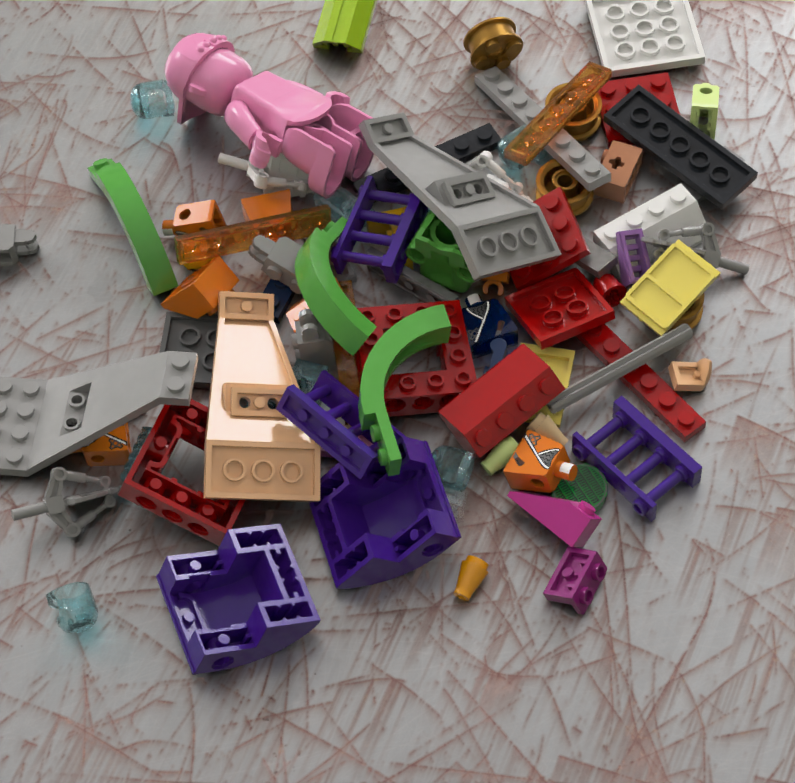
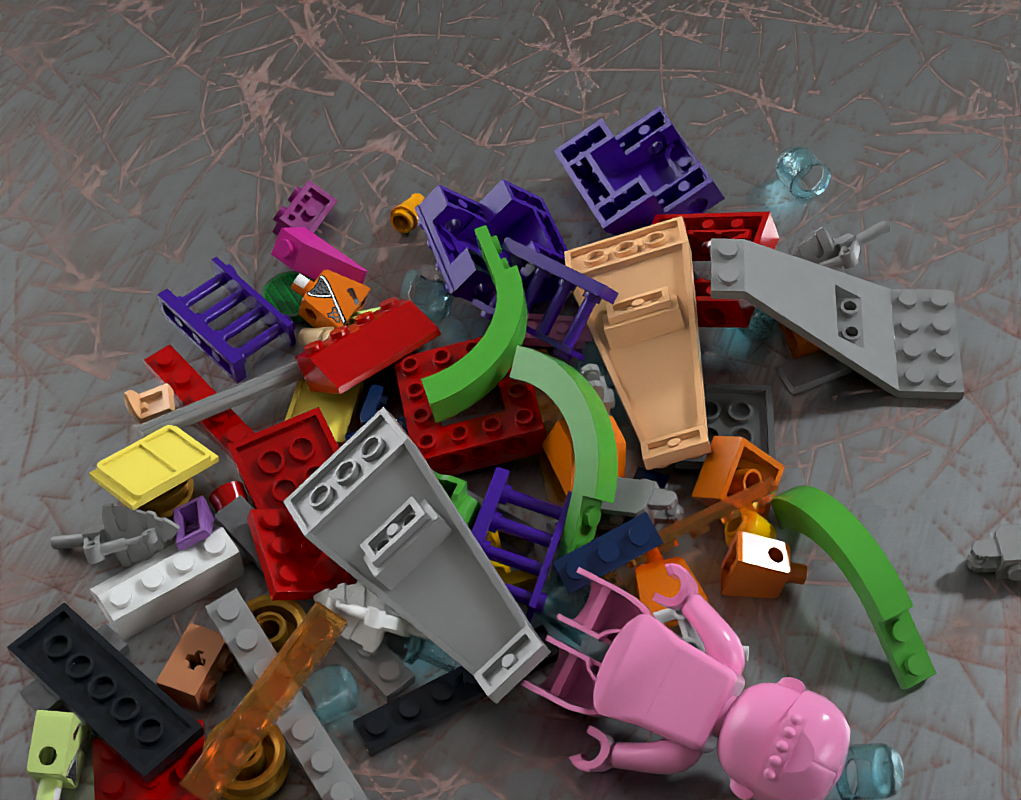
camera: 175 degrees right, 5 degrees down
(310, 207) = (608, 552): none -> dark blue plate

